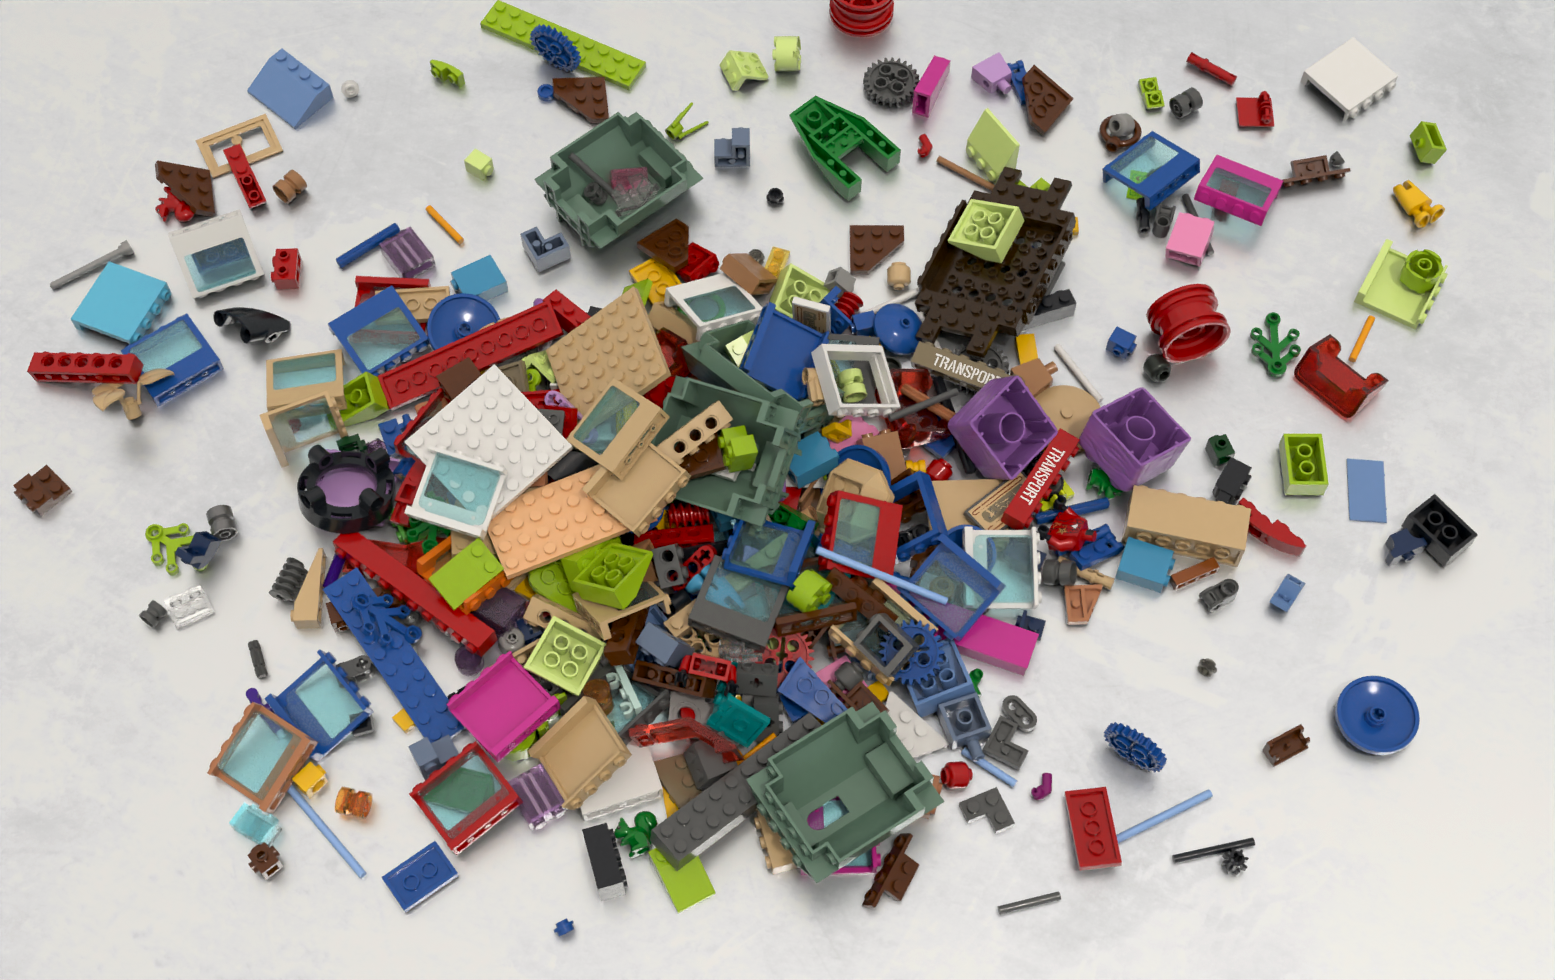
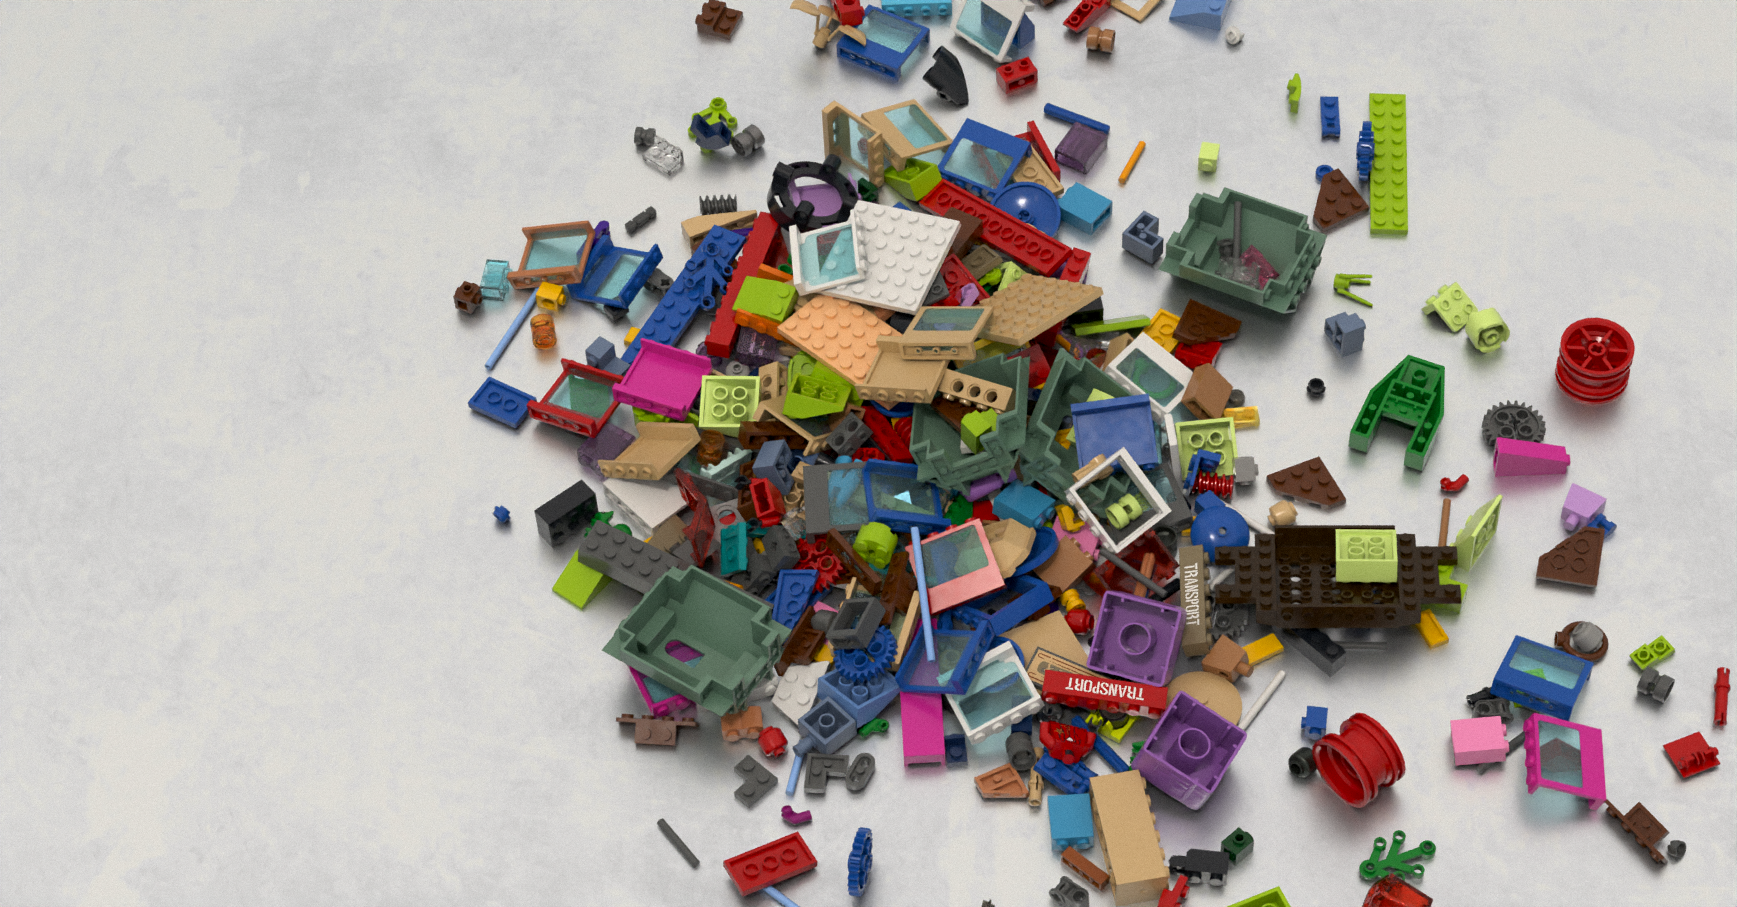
camera: 70 degrees right, 10 degrees down
(486, 61) = (1329, 116): none -> blue plate

